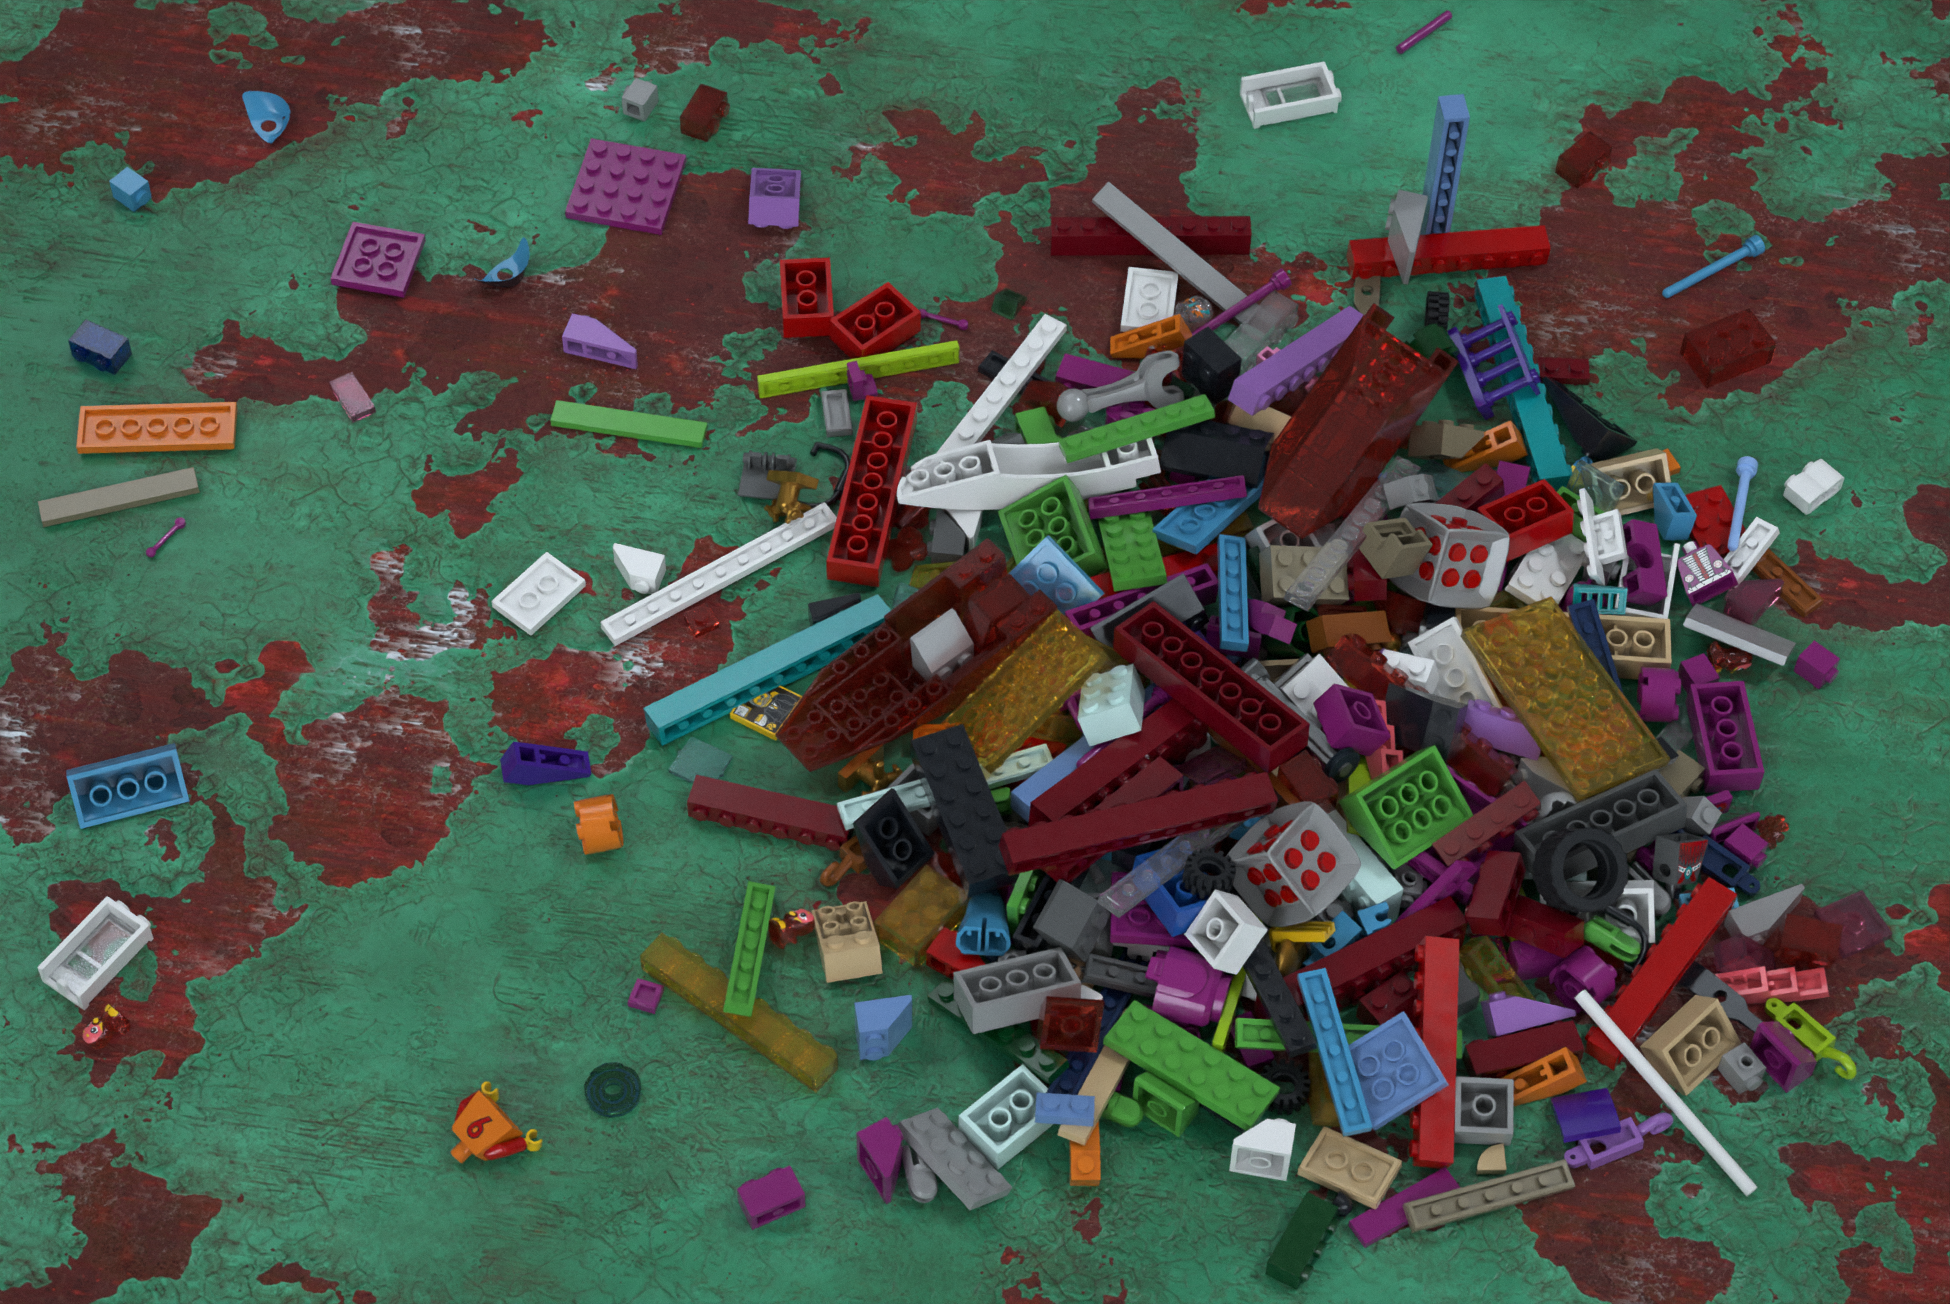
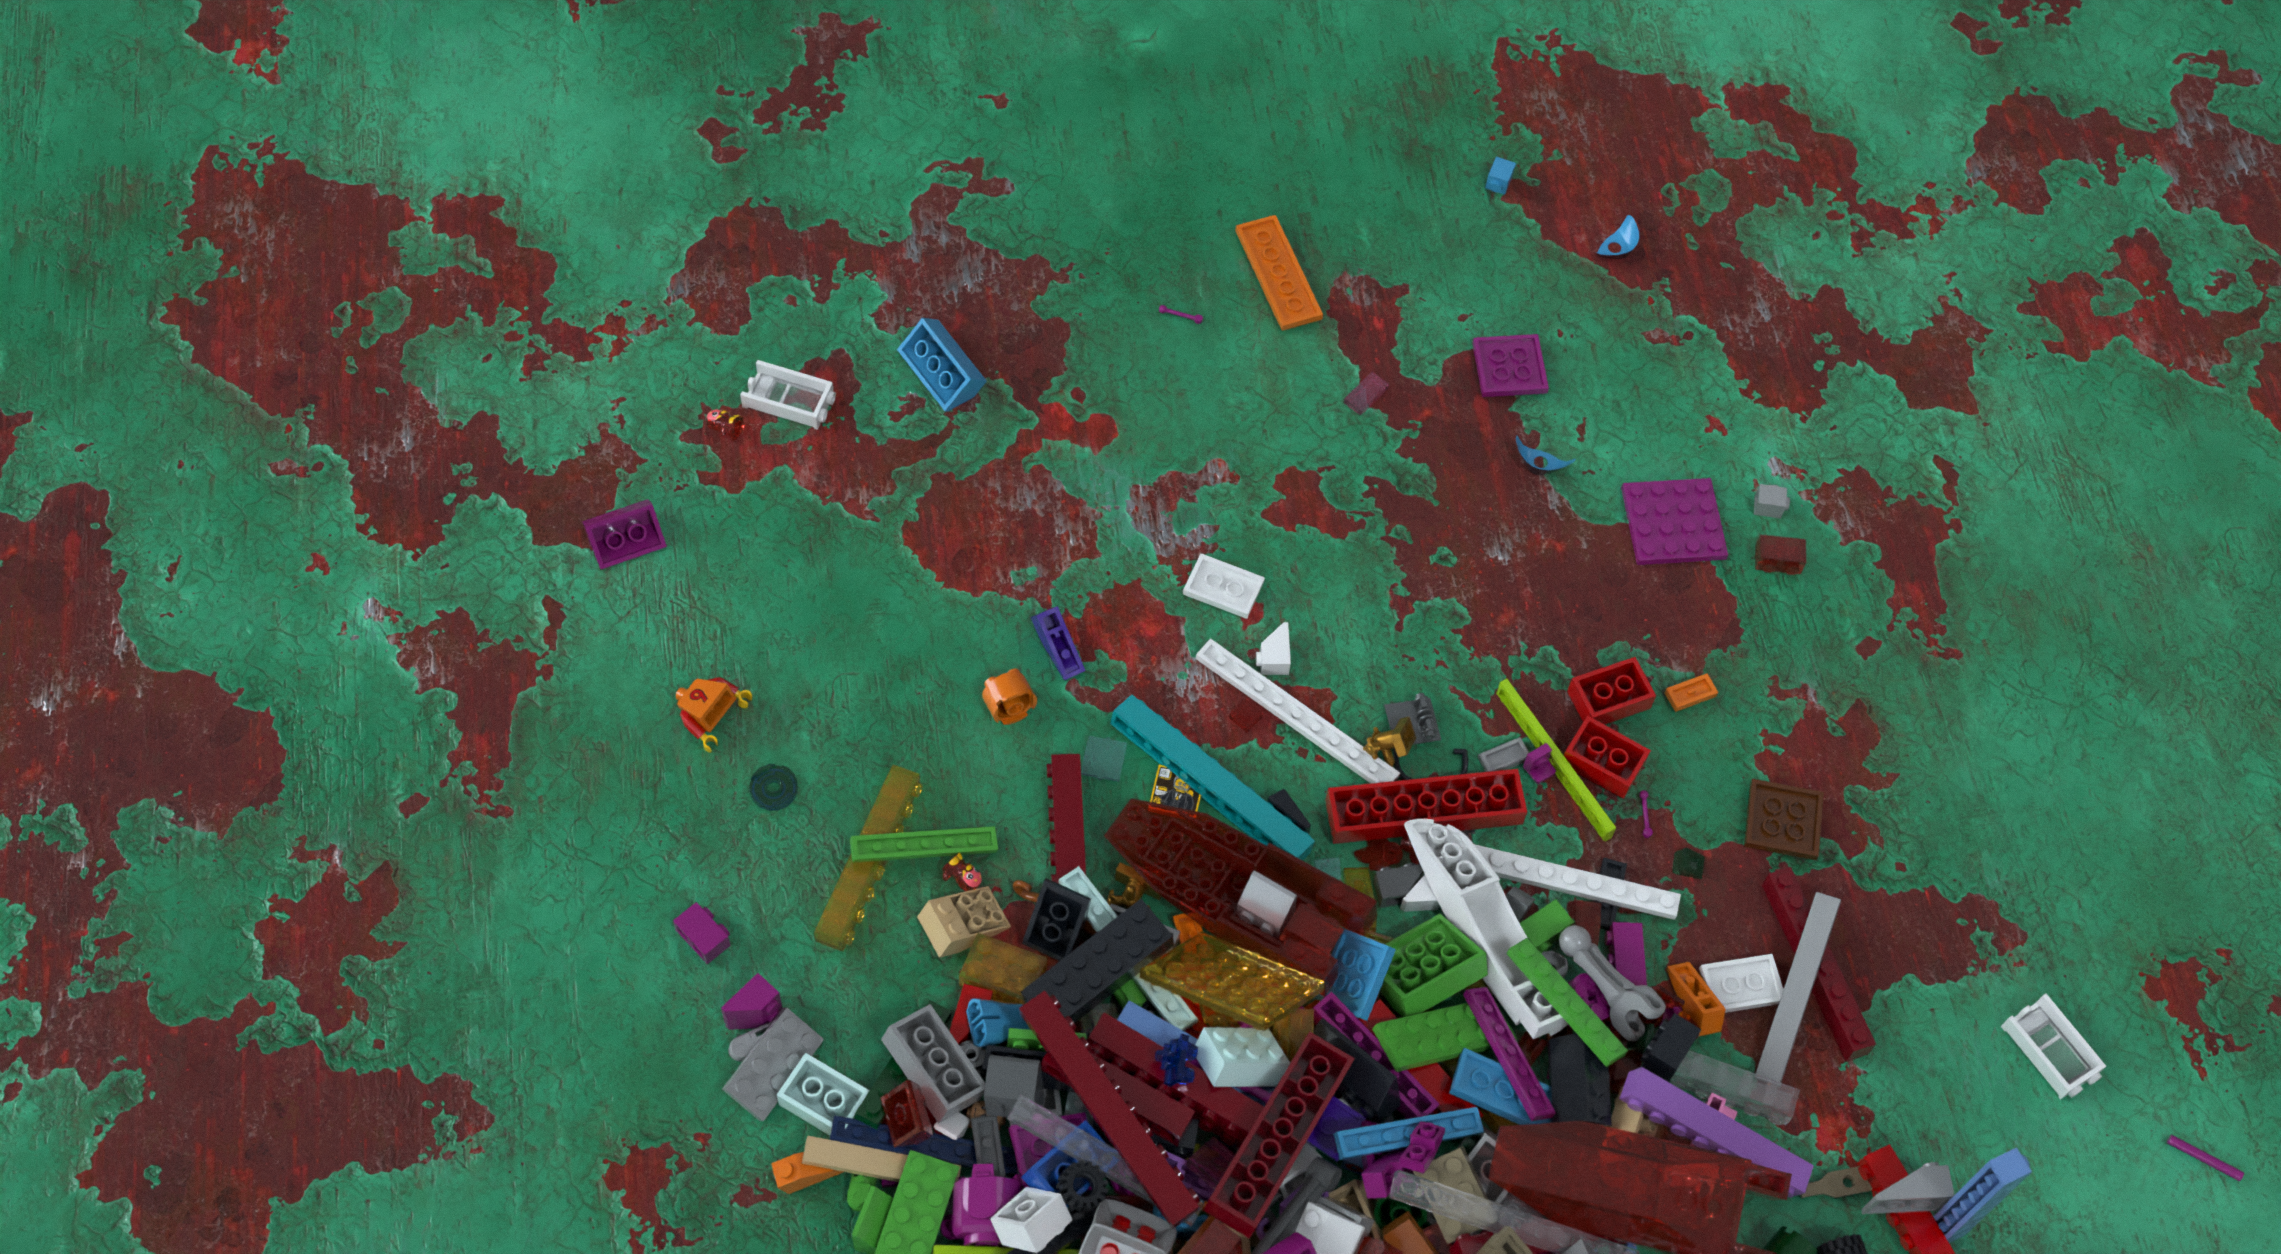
camera: 70 degrees right, 5 degrees up
(100, 347) = (1337, 208): clear blue brick -> none
(118, 497) = (1205, 271): dark tan tile -> none
(213, 1168) = (624, 534): none -> magenta slope
(594, 340) = (1496, 542): medium lavender slope -> none
(629, 424) = (1424, 601): bright green tile -> none
(645, 995) = (867, 784): magenta tile -> none
(774, 197) = (1714, 636): medium lavender slope -> none
(827, 236) = (1691, 692): none -> orange plate
(881, 1025) = (878, 968): medium blue slope -> none
(991, 211) = (1784, 819): none -> reddish brown plate
(1064, 1109) = (827, 1135): medium blue plate -> none
(1106, 750) = (1174, 1058): none -> clear blue hips
(1194, 312) = (1744, 1026): clear head -> none
(1255, 579) = (1422, 1147): none -> magenta slope
(1278, 282) = (1808, 1090): magenta piece -> none

